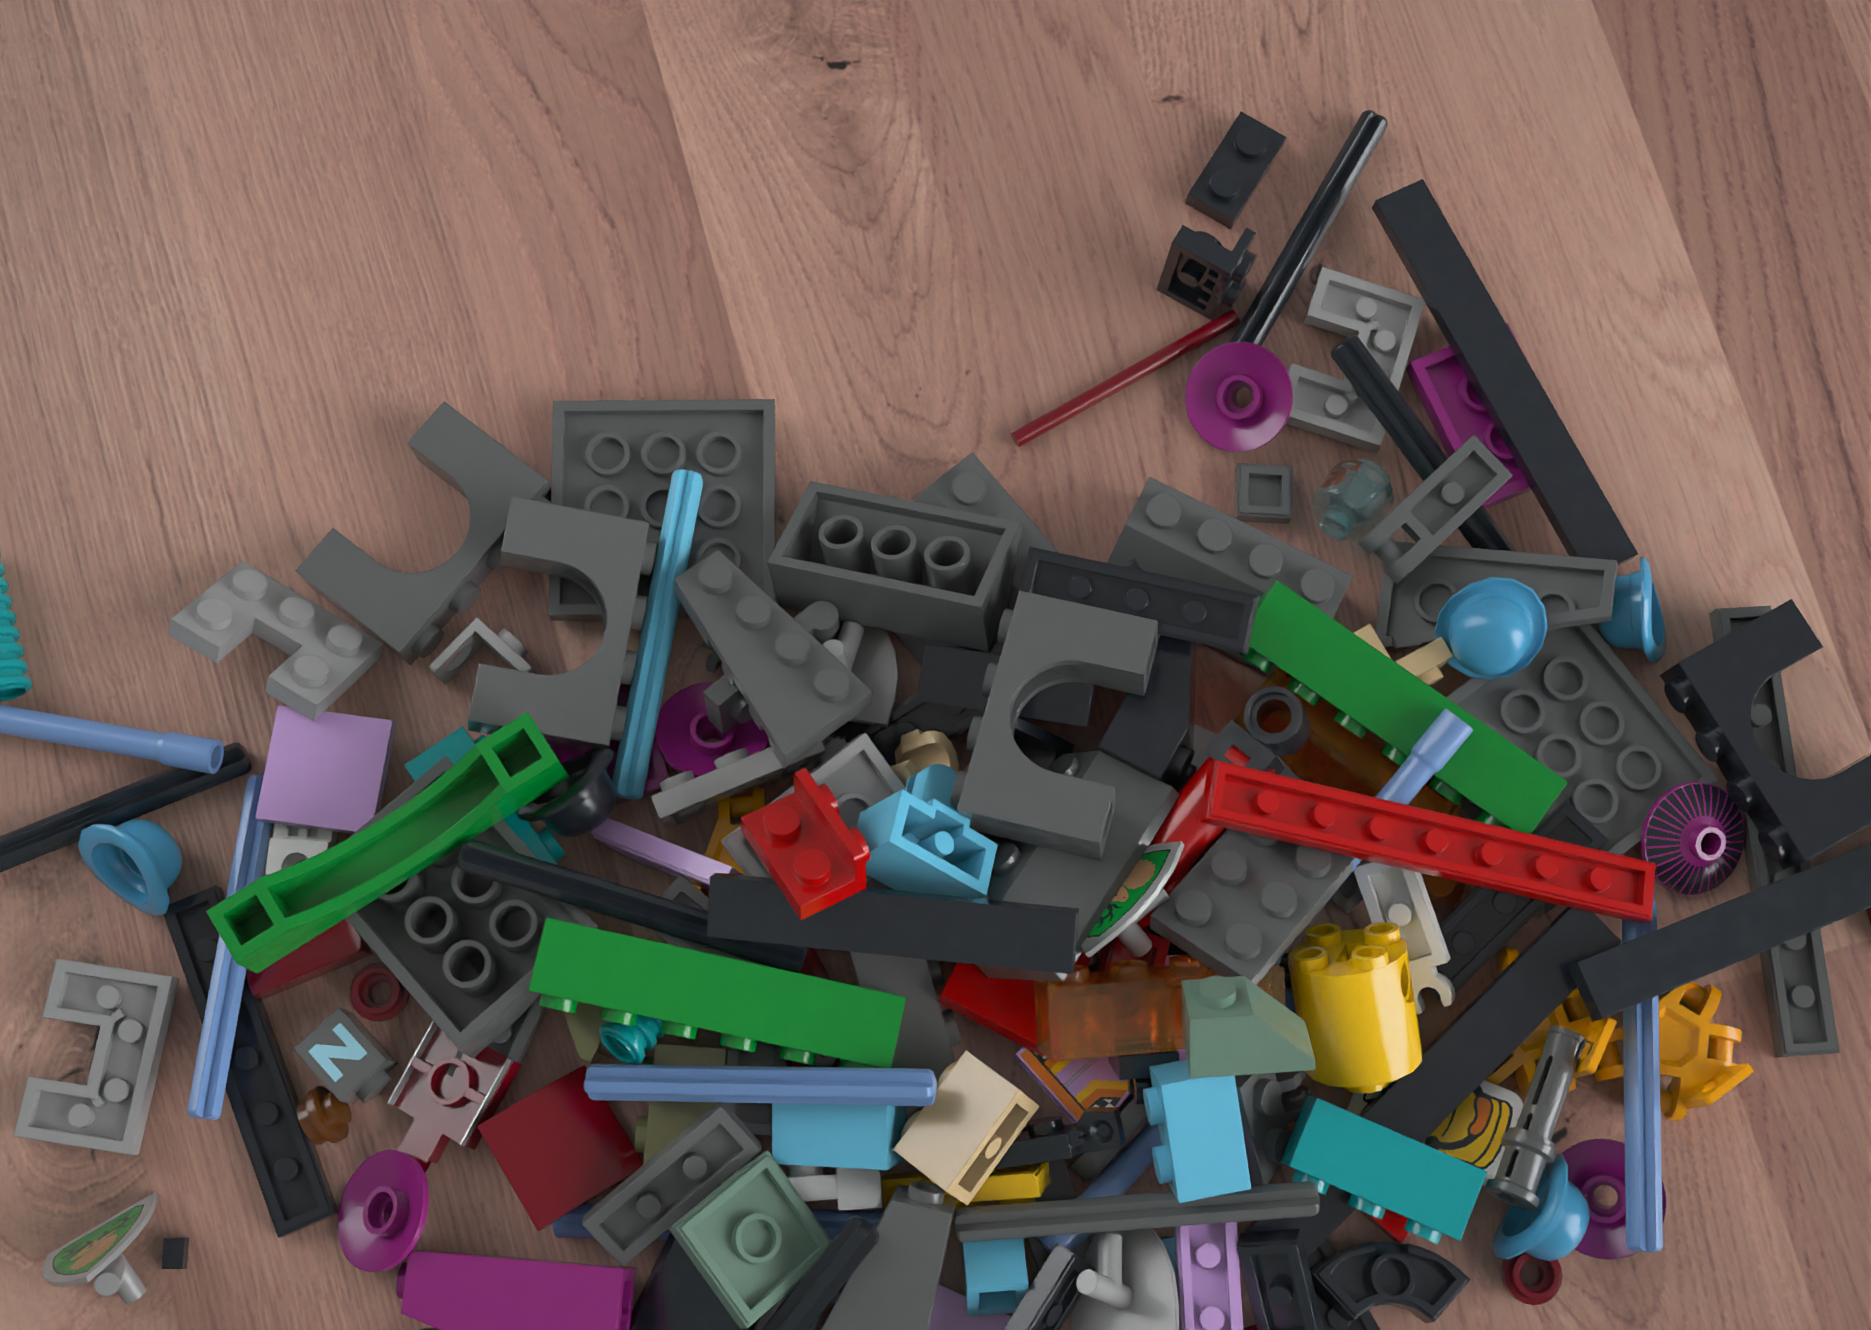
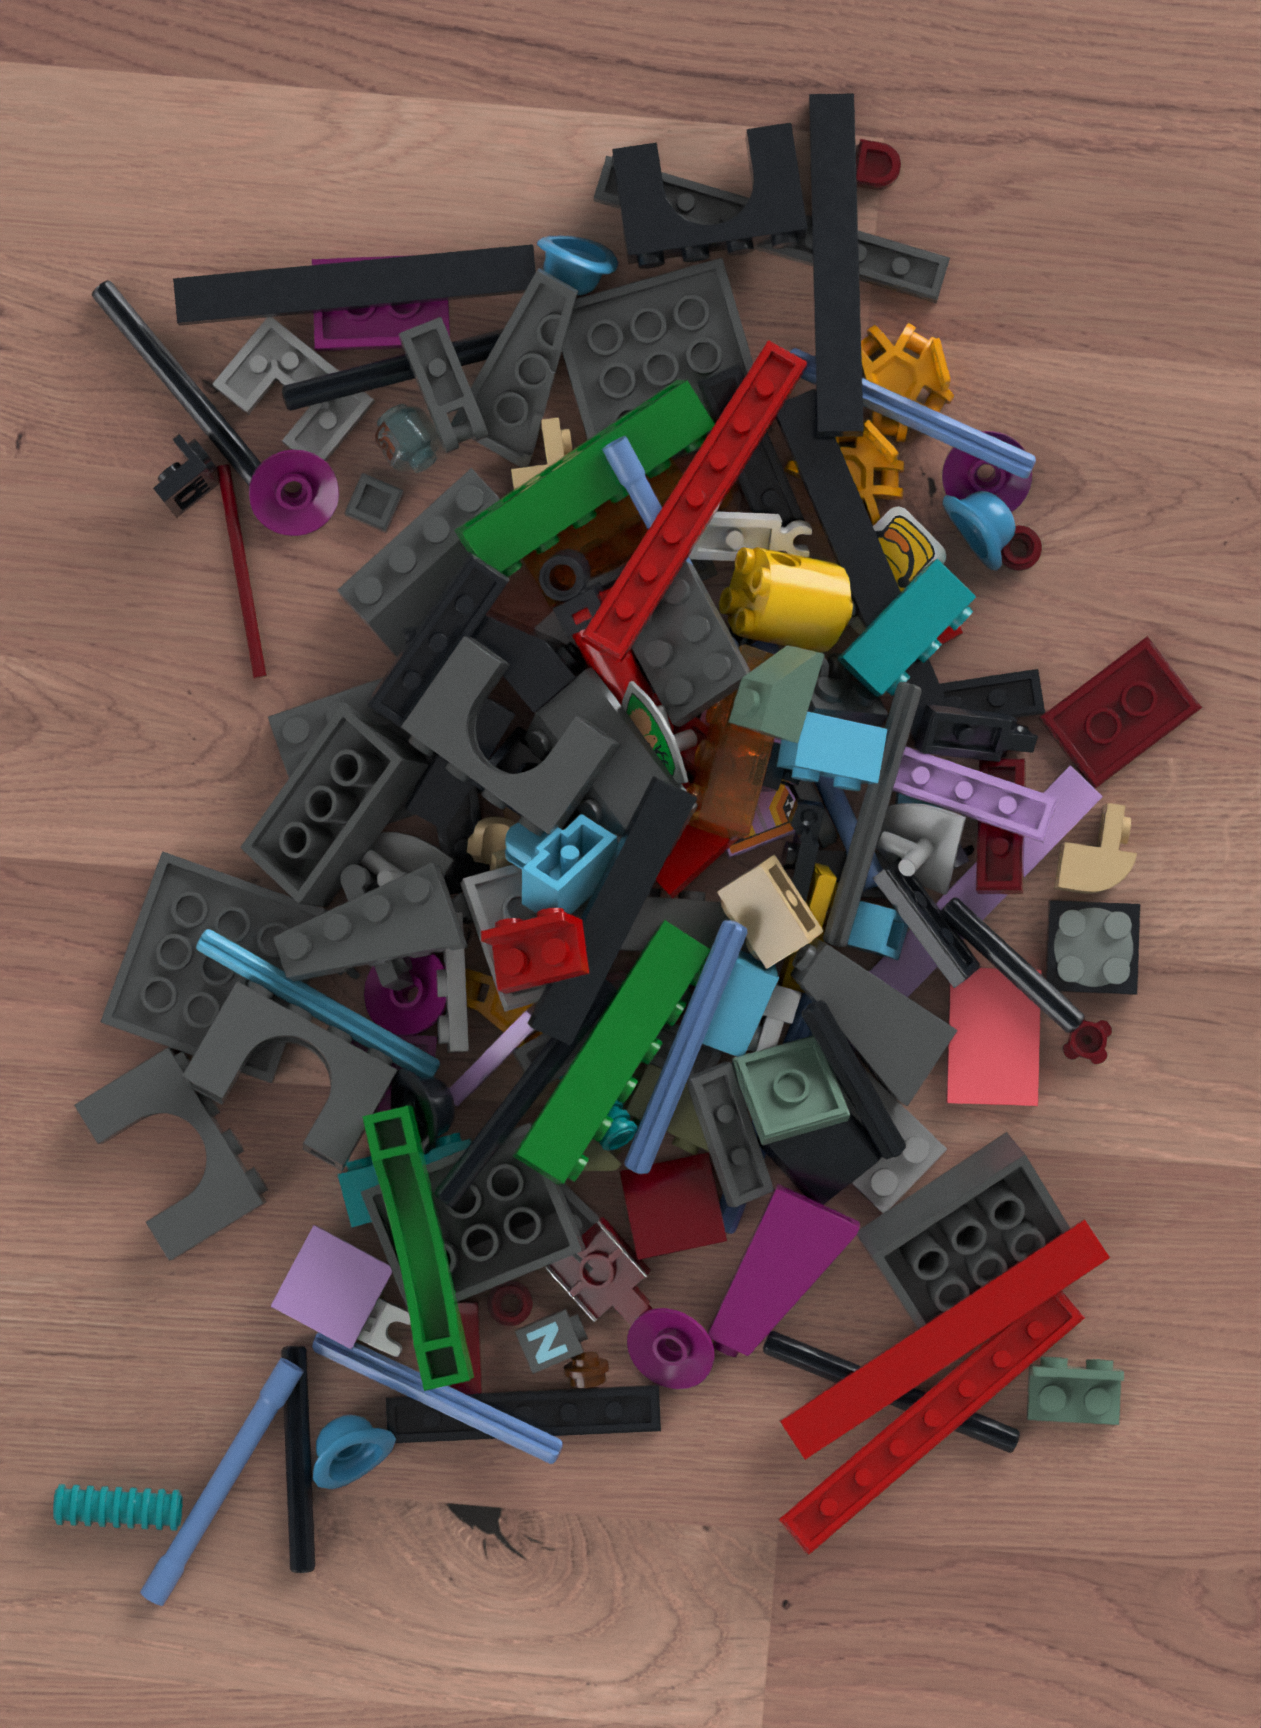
camera: 65 degrees left, 10 degrees up
(101, 1255) = (625, 1555): shield -> none
(133, 1025) = (464, 1487): light grey plate -> none
(175, 1253) = (643, 1509): black piece -> none
(323, 648) = (233, 1258): light grey plate -> none
(471, 641) = (280, 1125): light grey bracket -> none
(1235, 170) = (101, 415): black plate -> none
(1388, 1275) = (982, 649): black tile -> none
(1492, 627) = (550, 381): dark azure hat -> none
(1529, 1142) = (929, 516): dark grey pin -> none
(1675, 832) = (745, 305): dish -> none

